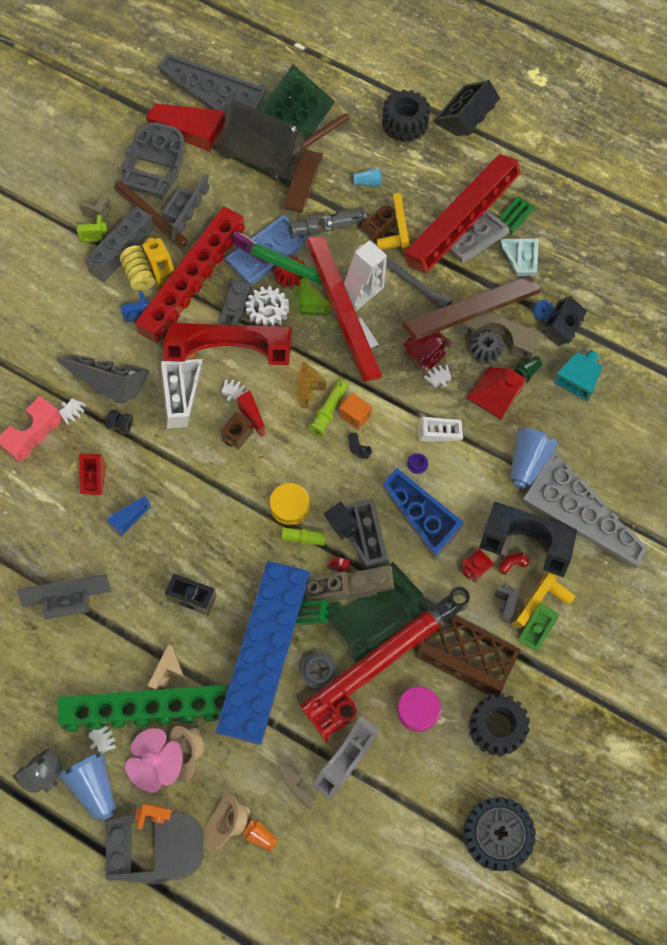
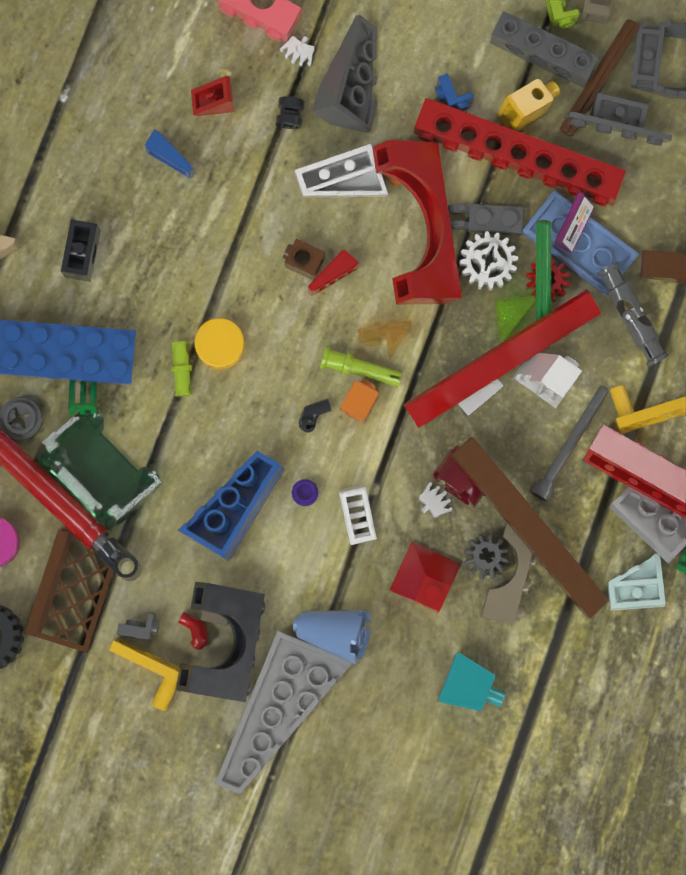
camera: 85 degrees right, 15 degrees up
(64, 597) = (53, 106): dark grey bracket -> none
(137, 268) = (510, 78): light yellow piece -> none
(232, 391) = (363, 244): white piece -> none
(339, 564) = (152, 418): red tile -> none
(341, 521) = (193, 408): black brick -> none
(350, 586) = (126, 434): dark tan slope -> none
(369, 537) = (193, 442): dark grey wedge -> none
(376, 225) = (645, 383): reddish brown piece -> none
(476, 565) = (179, 584): red bracket -> none
(528, 368) = (463, 614): dark green cone -> none
(538, 627) = (113, 669): bright green slope -> none
(542, 310) = (558, 625): blue tile -> none
(564, 321) = (533, 642): black brick -> none

